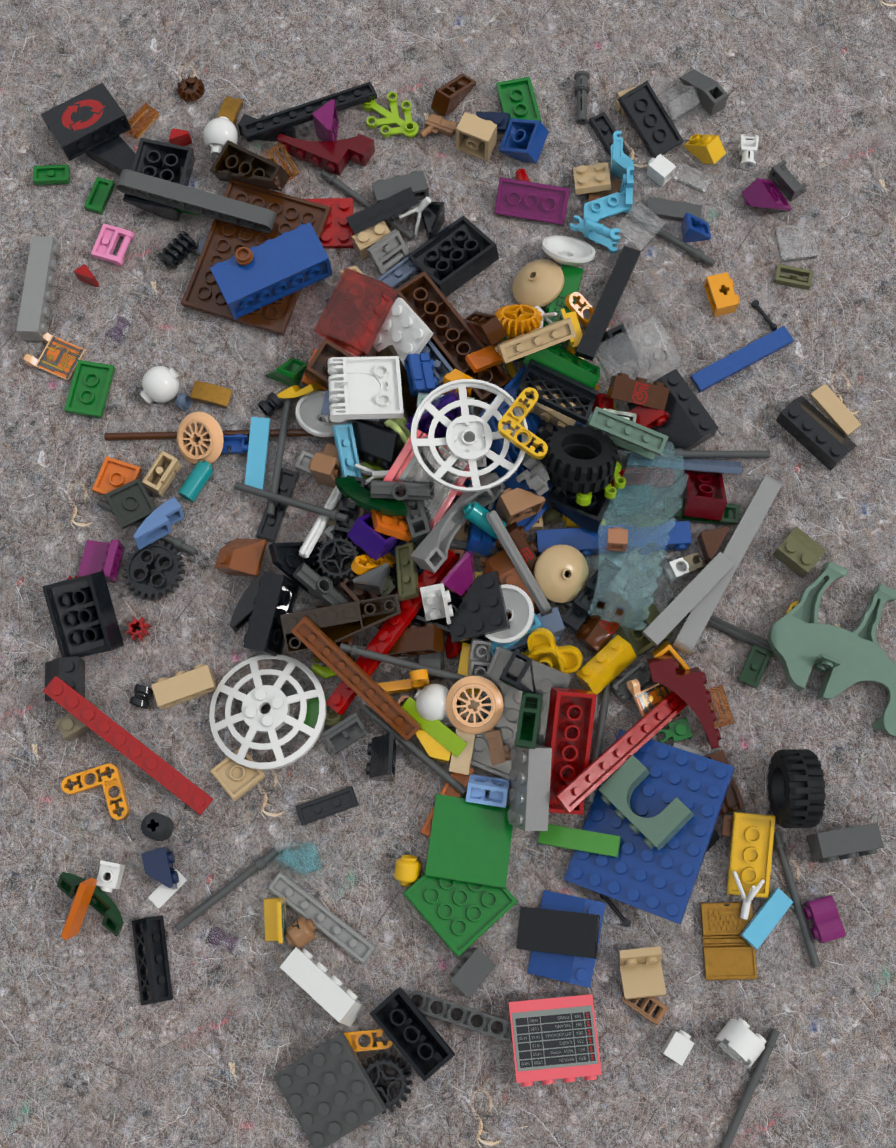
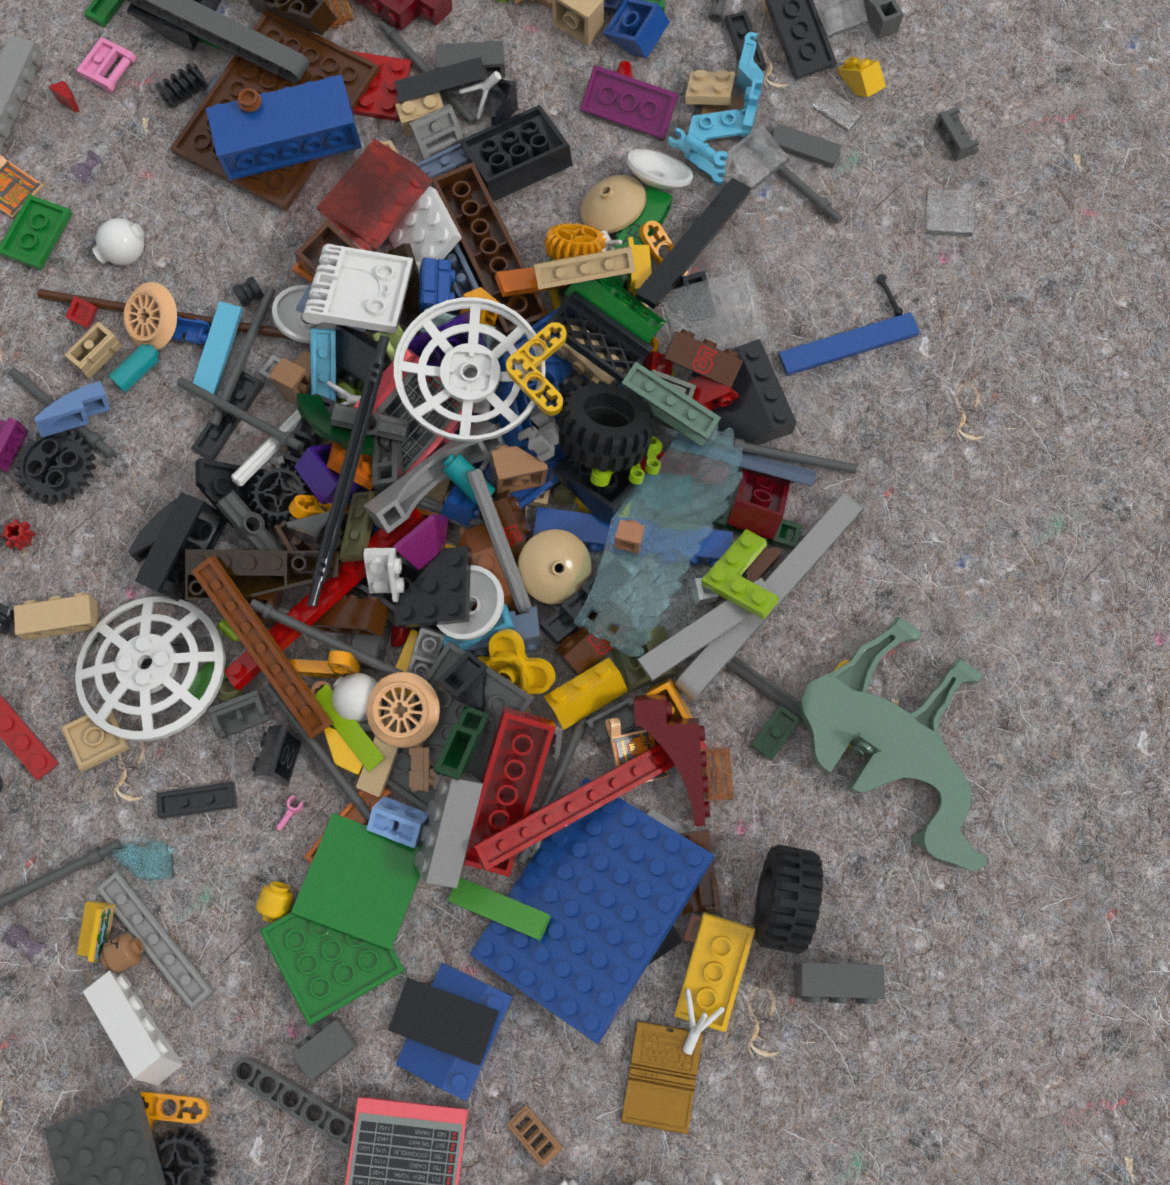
camera: 10 degrees right, 0 degrees up
(114, 475) = (39, 347): orange plate -> none
(130, 503) = (44, 378): pearl dark grey plate -> none
(143, 445) = (81, 312): none -> red plate
(183, 401) = (143, 268): sand blue plate -> none
(210, 393) = (179, 265): pearl gold slope -> none
(241, 557) = (164, 470): dark orange slope -> none
(289, 373) = (279, 257): green slope -> none
(295, 391) = (283, 281): yellow slope -> none
(394, 531) = (348, 471): none -> black axle
(400, 801) = (289, 813): none -> bright pink hand
(412, 1034) = (224, 1112): black slope -> none
(486, 327) = (531, 244): reddish brown brick -> none
(626, 922) = (537, 1025): black hinge -> none
(641, 972) = (539, 1096): tan bracket -> none
(656, 829) = (594, 915): sand green arch -> none
(660, 170) = (799, 93): white brick -> none
(677, 730) = (660, 795): green plate -> none
(693, 556) = (727, 581): none -> lime plate
(694, 229) = (826, 172): blue slope -> none
(721, 294) = (840, 258): light orange brick -> none
(747, 150) = (914, 89): white connector -> none
(766, 195) = (924, 147): magenta slope -> none
(766, 918) = (716, 1058): medium azure tile -> none
(780, 846) = (761, 1041): dark grey bar -> none
(793, 280) = (937, 258): olive tile -> none
(799, 552) = (866, 598): olive slope -> none
(815, 432) = (921, 452): black slope -> none
(824, 919) = (792, 1075): magenta brick -> none
(835, 410) = (953, 429): tan tile -> none

